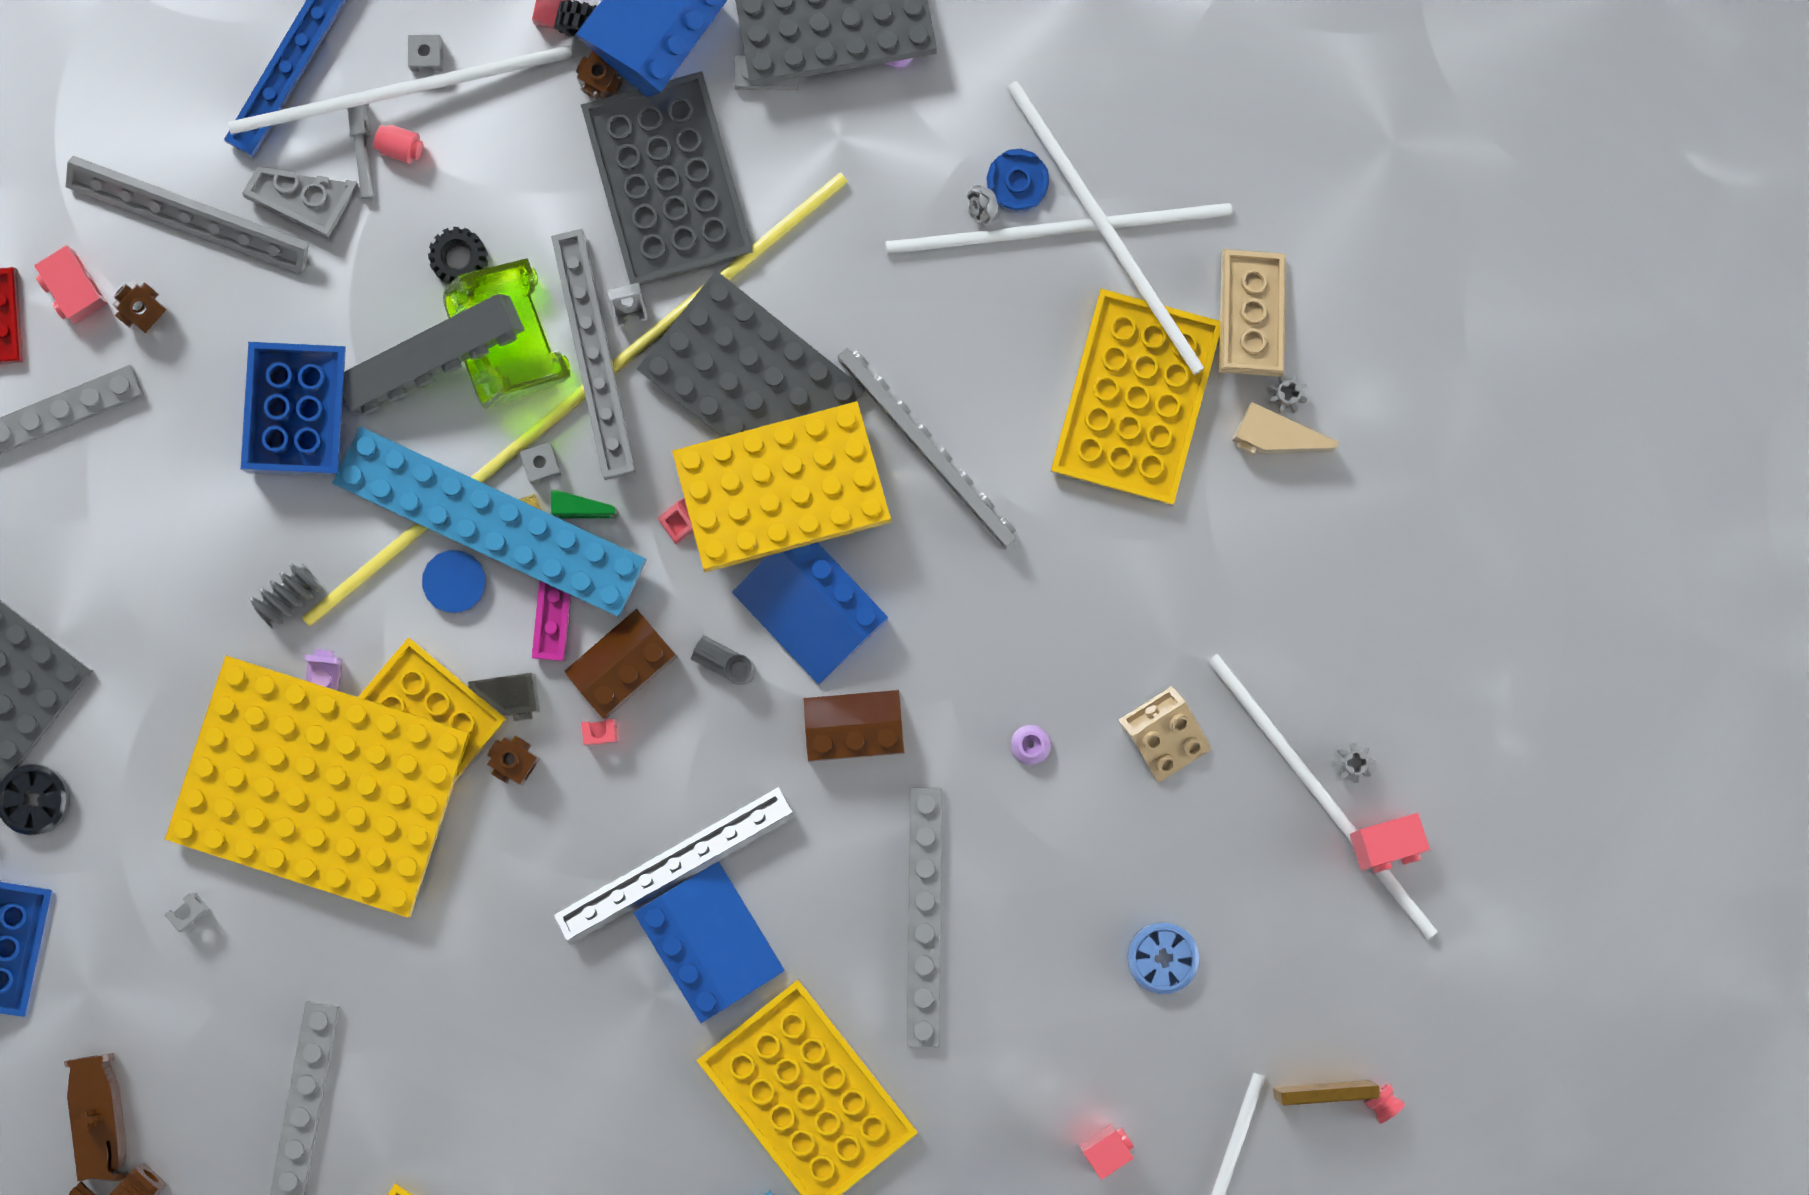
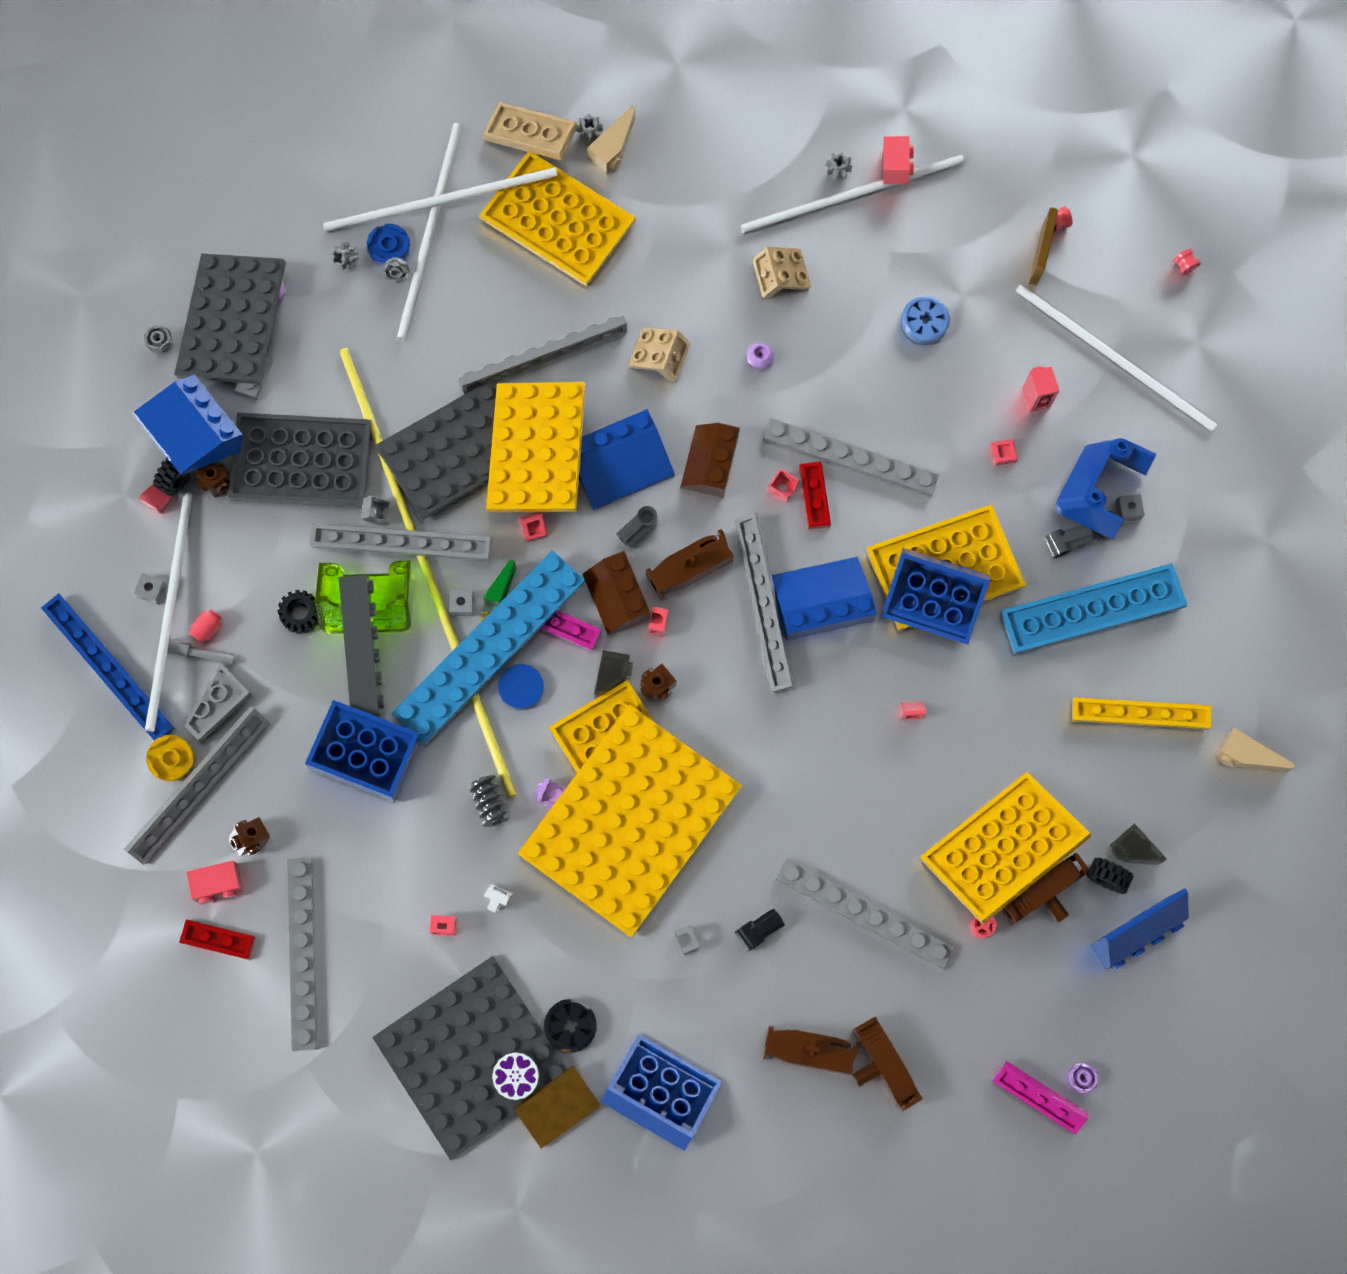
camera: 75 degrees left, 10 degrees down
(111, 586) = (449, 921): none -> coral piece
(165, 650) = (497, 897): none -> white tile
(210, 166) = (169, 757): none -> yellow tile
(224, 996) = (756, 931): none -> black piece
(593, 1112) = (912, 710): none -> coral slope
(692, 748) = (690, 564): none -> reddish brown piece
(755, 1095) = (935, 596): none -> blue slope
(839, 842) = (782, 478): none -> coral piece
(853, 885) = (814, 495): none -> red tile
(976, 128) = (344, 255): none -> light grey gear
(985, 605) = (660, 351): none -> tan bracket
(1004, 1127) = (1004, 452): none -> coral tile

